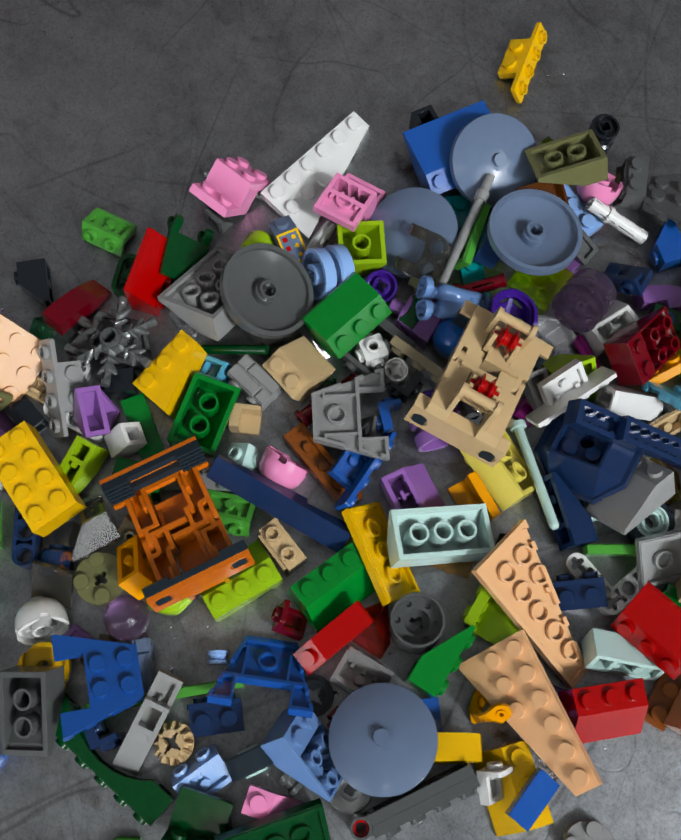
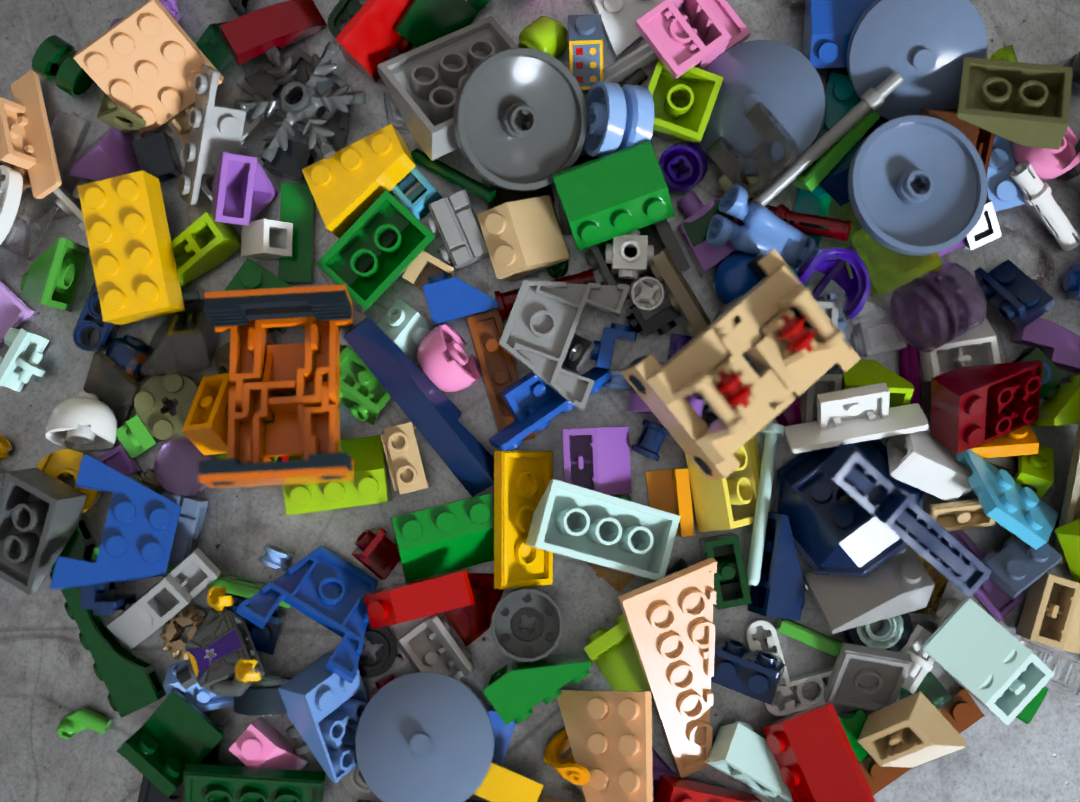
camera: 30 degrees right, 15 degrees up
(84, 612) = (136, 437): none -> bright green bracket
(206, 738) = (221, 651): none -> torso
(269, 427) = (454, 299): none -> blue slope
(403, 436) = (617, 381): none -> light blue bush
(441, 465) = (650, 440): none -> dark blue bush
(538, 529) = (731, 578): none -> dark green brick

